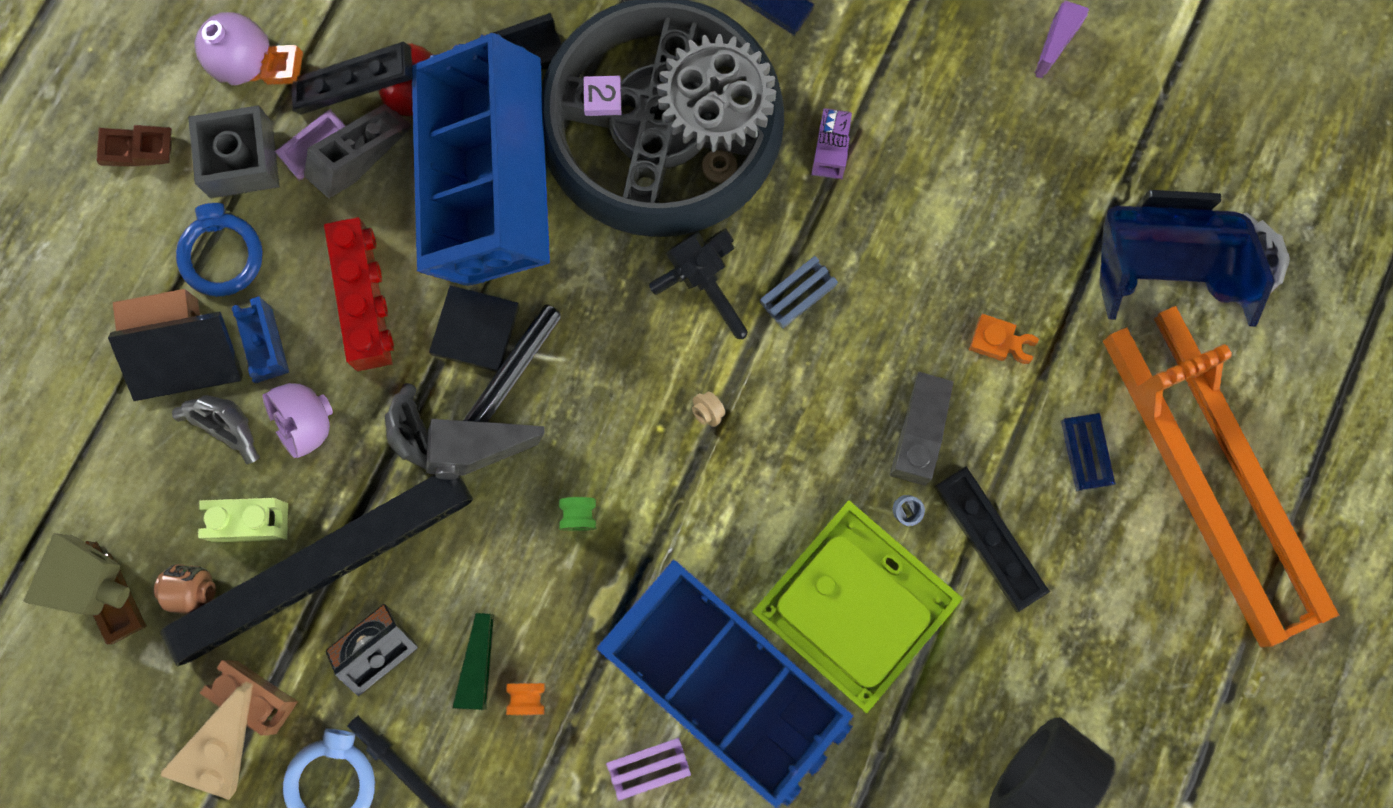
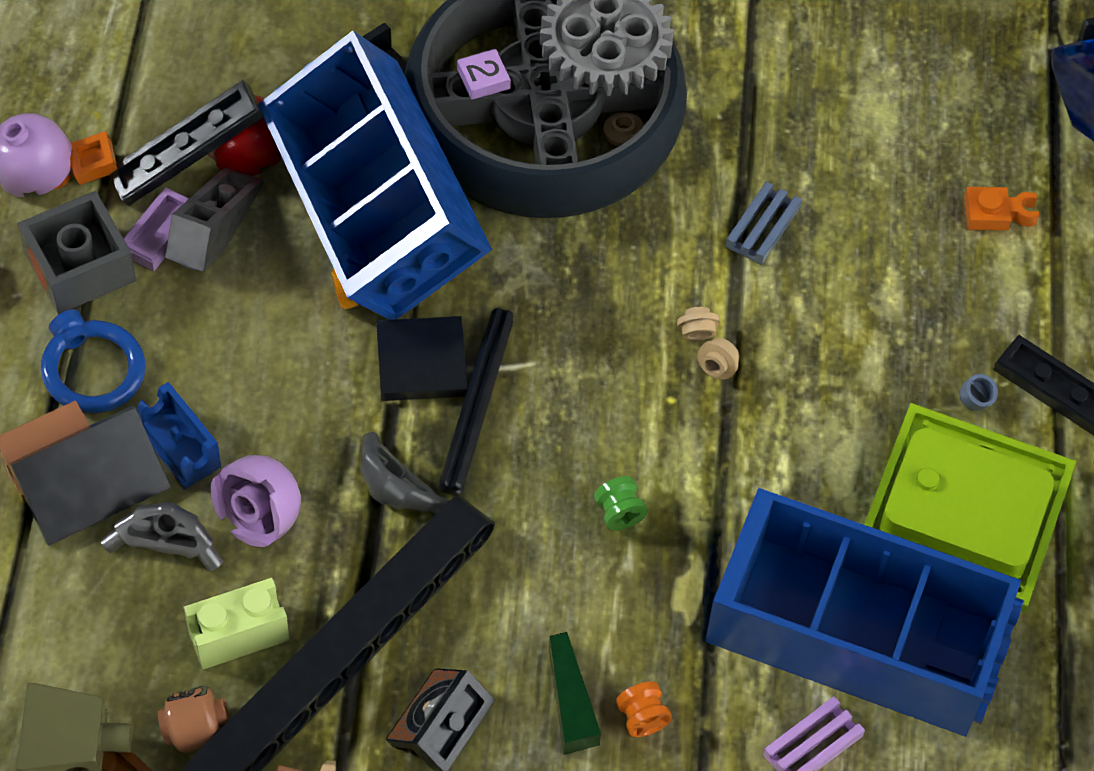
camera: 25 degrees left, 20 degrees down
(358, 294) = (278, 356): red brick -> none
(467, 446) = (475, 460): flat silver slope -> none
(697, 265) = (648, 218): black piece -> none
(704, 371) = (698, 323): none -> tan plate
(832, 144) = (737, 72): medium lavender leg -> none
(922, 429) = (958, 317): flat silver slope -> none

